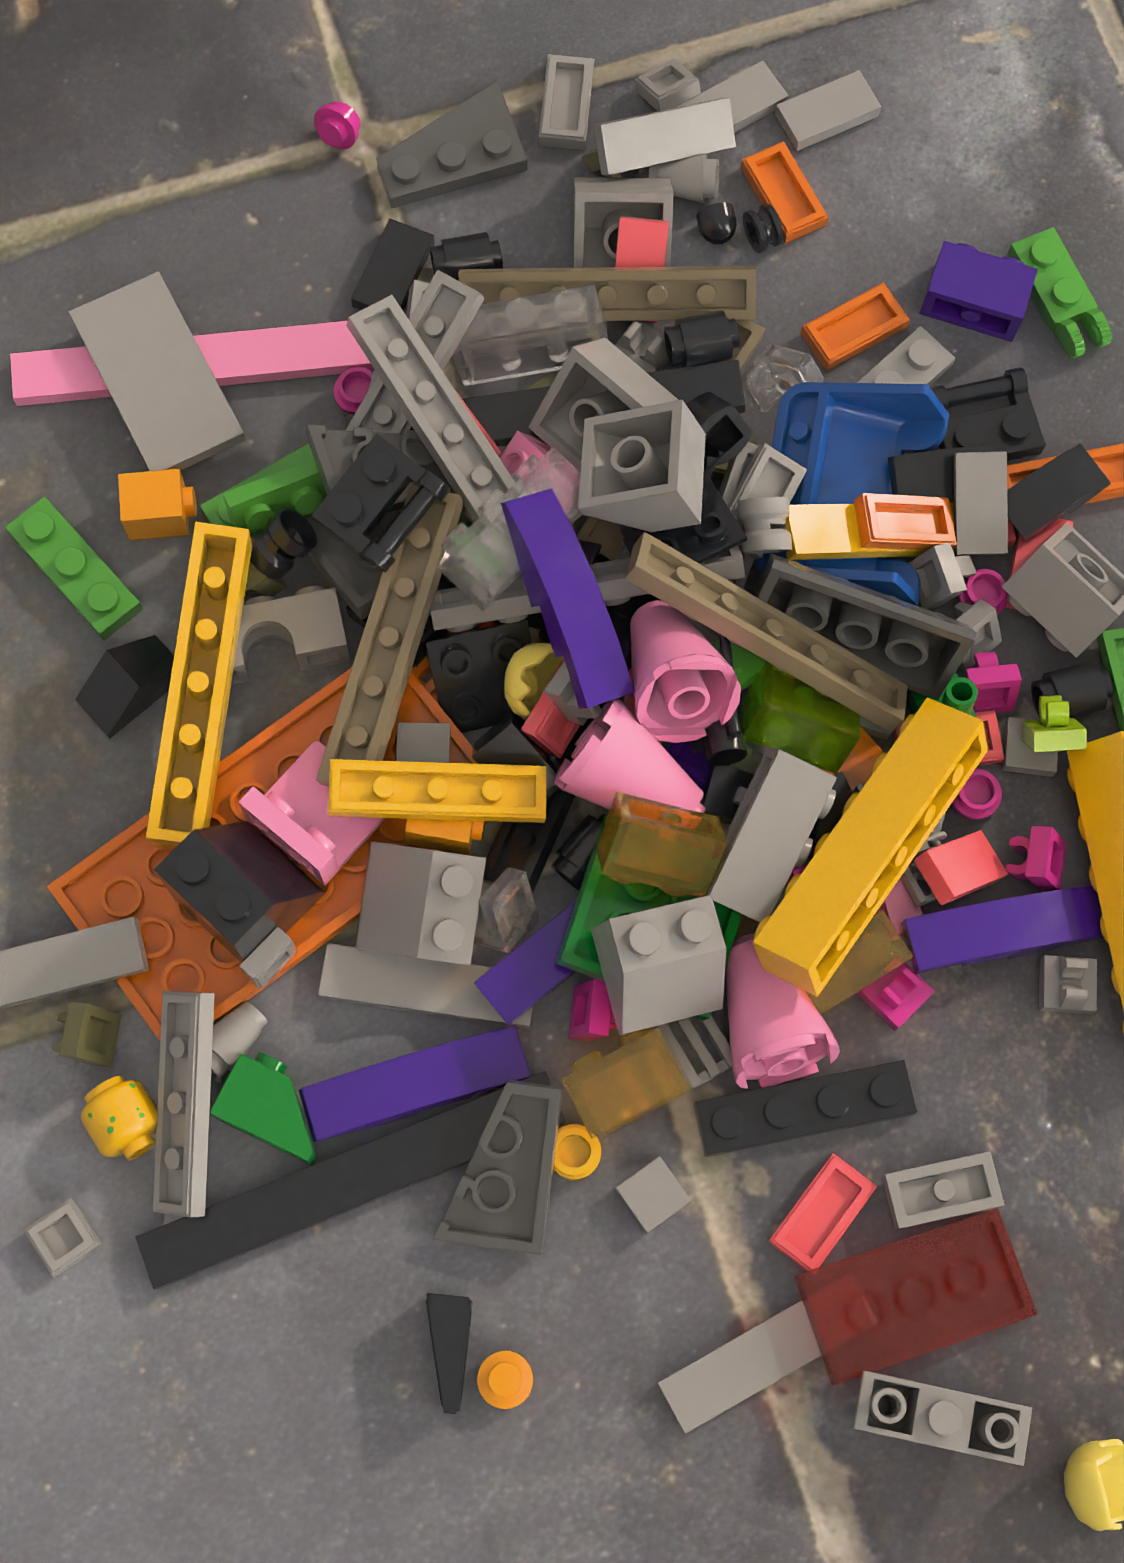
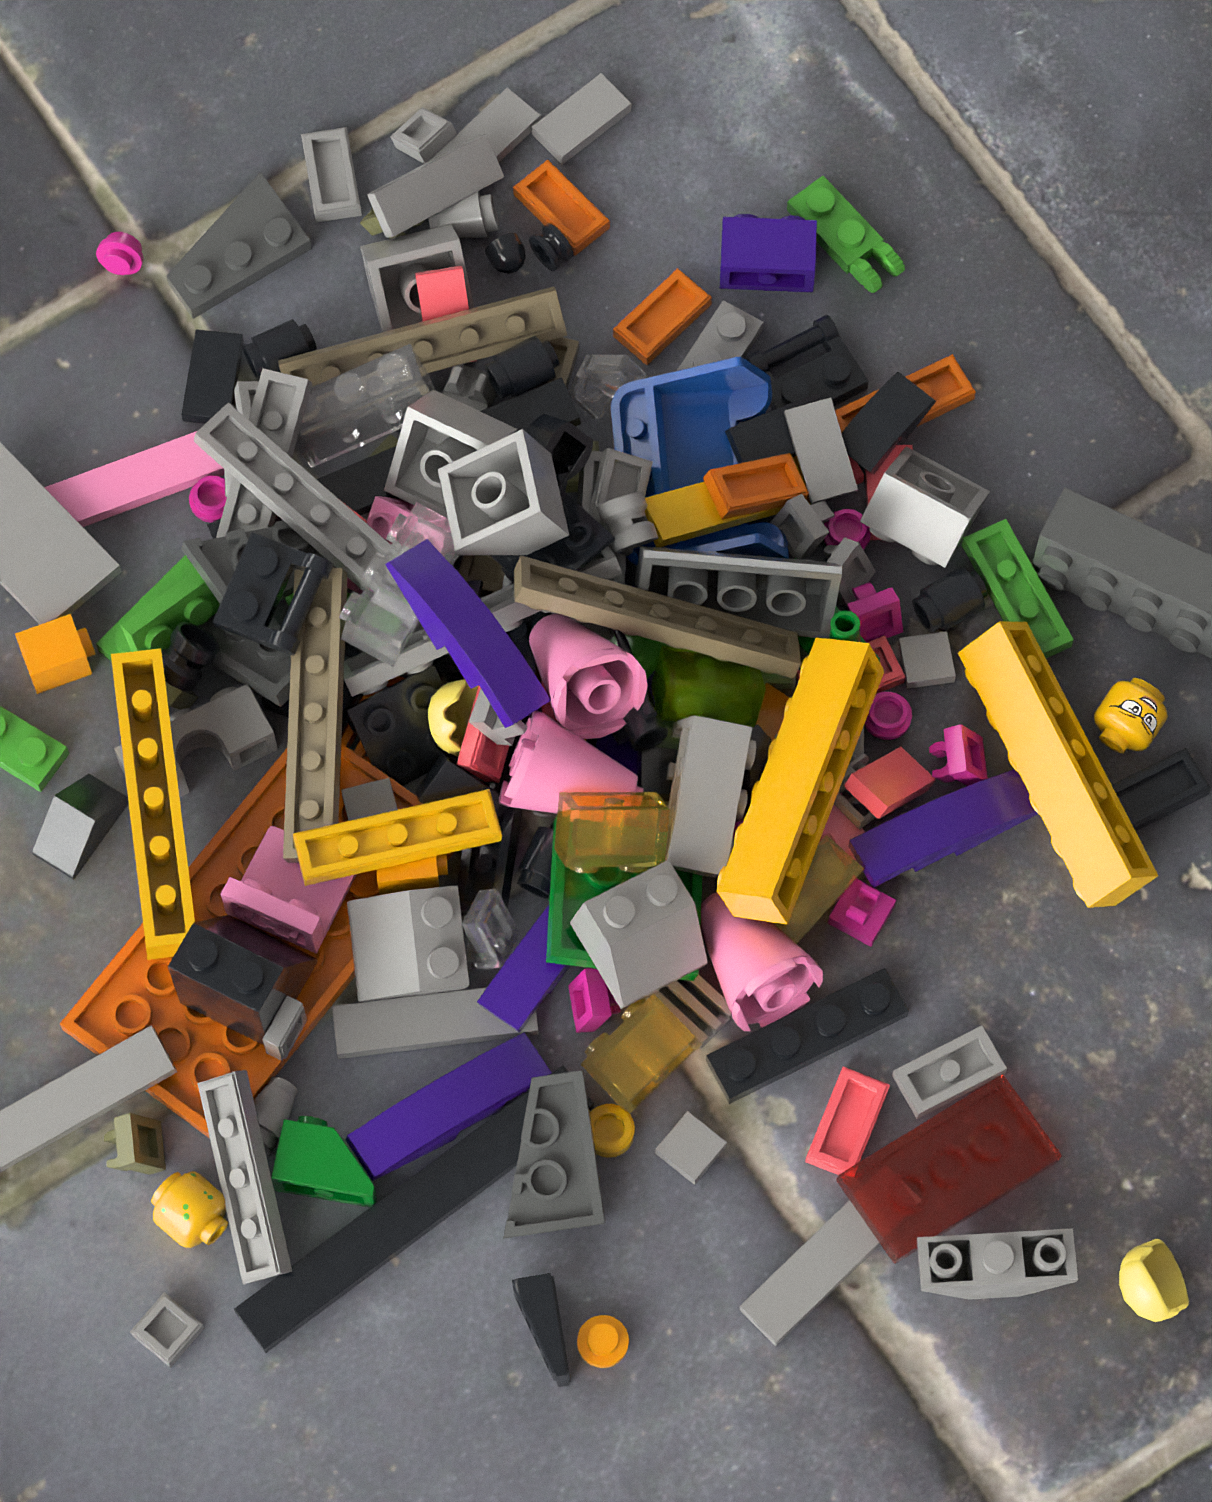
camera: 10 degrees left, 5 degrees down
(1054, 729) = (940, 636): lime tile -> none
(1068, 984) = (1015, 863): light grey tile -> none

